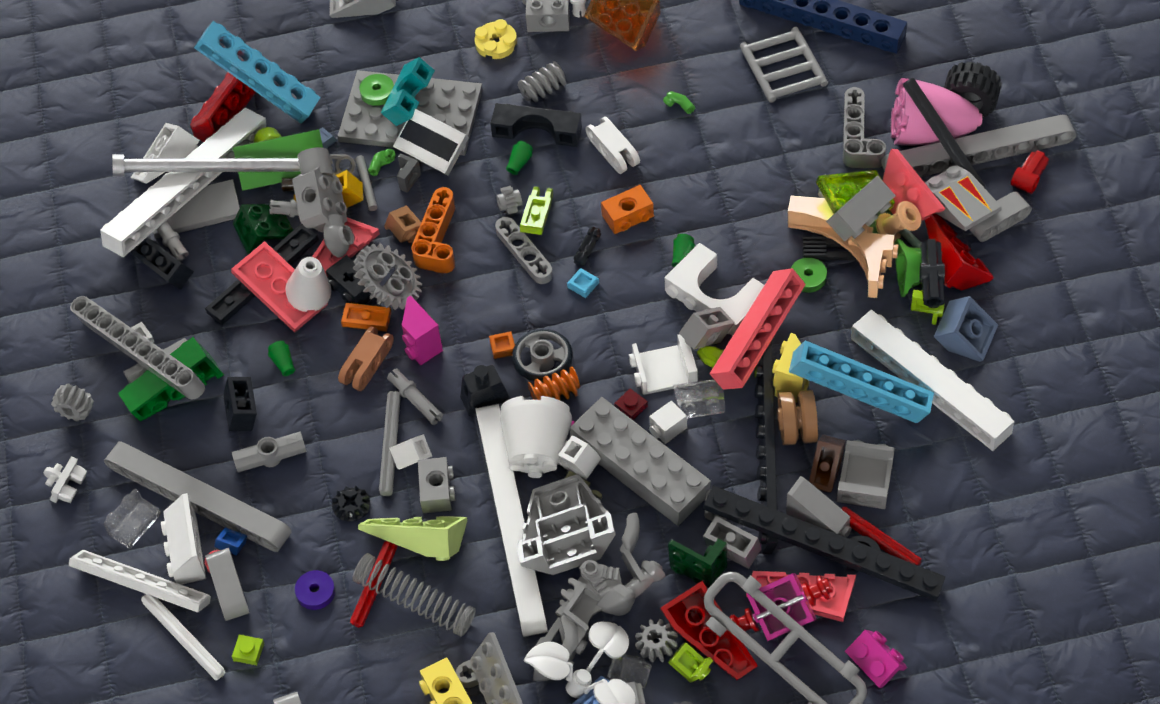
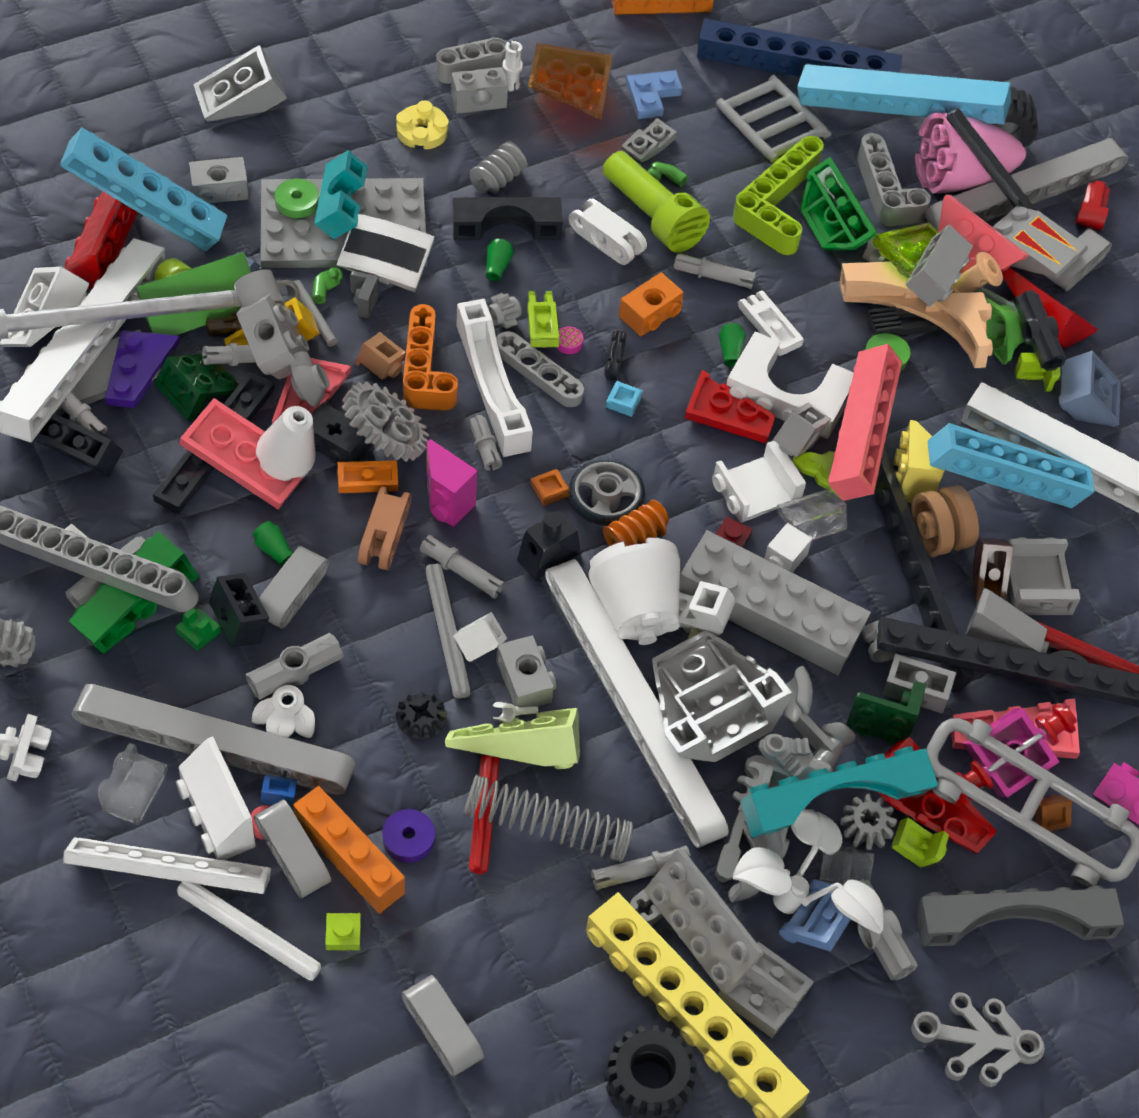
camera: 25 degrees left, 0 degrees up
(210, 413) = (197, 628): none -> green tile
(220, 207) = (135, 365): none -> dark purple wing
(250, 490) = (283, 718): none -> white plate
(267, 592) = (349, 849): none -> orange brick
(285, 392) = (293, 585): none -> light grey beam
(324, 68) = (219, 180): none -> light grey brick
(418, 512) = (510, 711): none -> white hand
(462, 303) = (485, 443): none -> light grey axle
(469, 644) = (632, 869): none -> light grey pin
(483, 253) = (504, 410): none -> white arch
(555, 230) = (570, 340): none -> dark pink tile
(655, 302) = (716, 407): none -> red wing
(666, 140) = (676, 218): none -> lime piece
(673, 74) = (650, 142): none -> light grey slope
(680, 608) = (778, 807): none -> teal arch
(687, 27) = (649, 88): none -> medium blue plate
(689, 188) = (714, 270): none -> light grey axle
(720, 237) = (771, 321): none -> white hinge
(741, 135) = (756, 203): none -> lime beam
(804, 148) = (834, 209): none -> green wedge
(805, 660) = (1054, 813): none -> dark orange tile
(887, 57) = (903, 93): none -> medium azure brick

